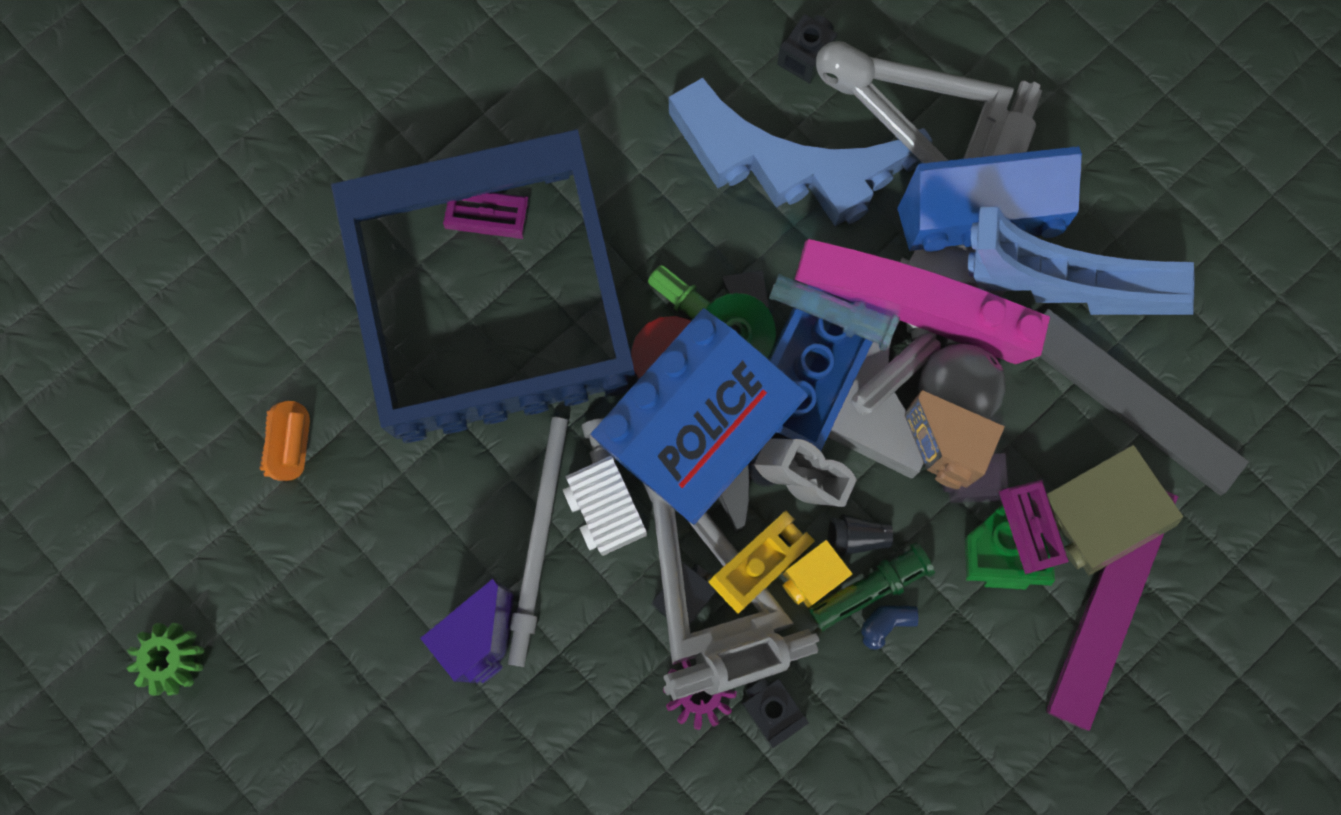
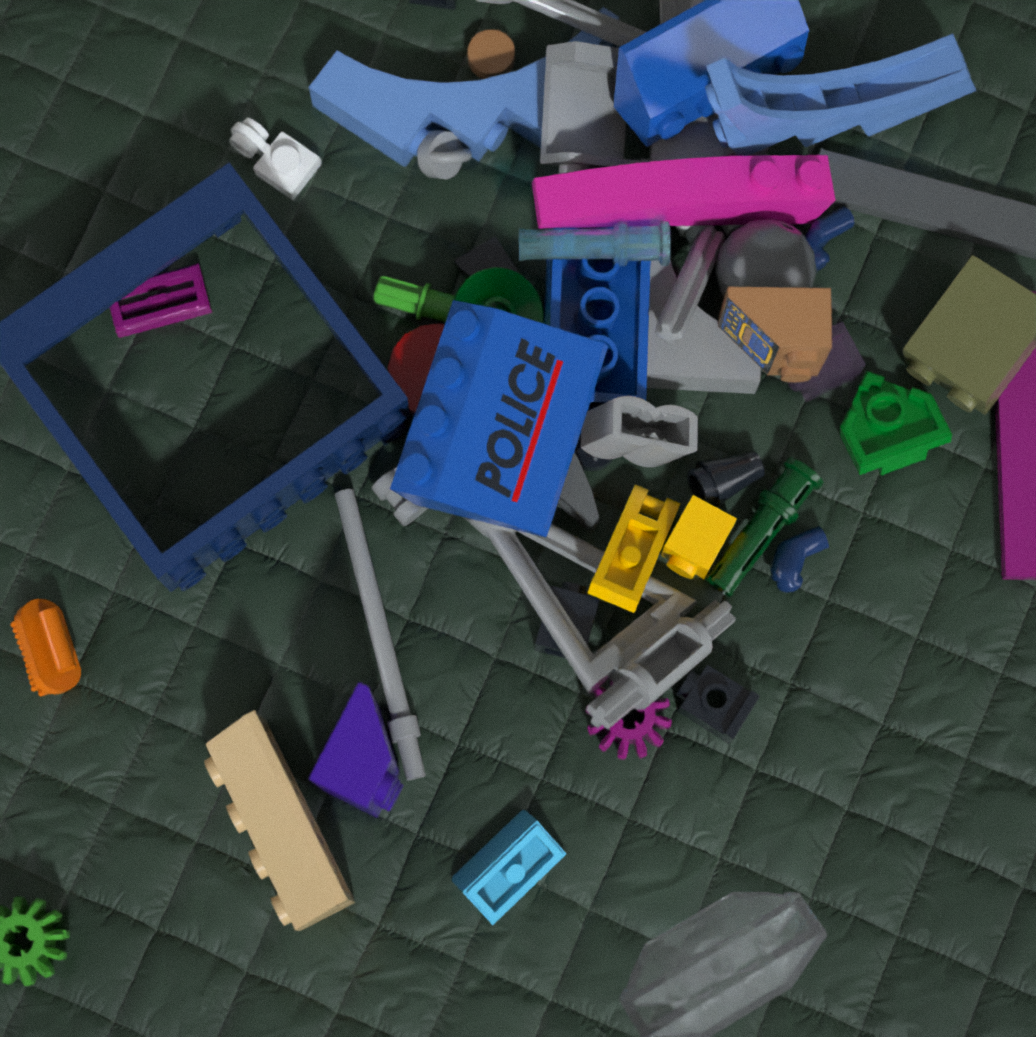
camera: 25 degrees left, 0 degrees up
(394, 655) = (278, 821): none -> tan slope
(555, 766) = (508, 866): none -> medium azure slope
(605, 506) = (437, 564): white brick -> none
(626, 147) = (283, 163): none -> white plate
(748, 190) = (441, 154): none -> light grey tile
(821, 128) = (491, 54): none -> medium nougat tile
(868, 200) = (578, 111): none -> light grey panel
(1022, 374) = (826, 229): none -> dark blue arm
(1028, 528) = (900, 390): magenta tile -> none

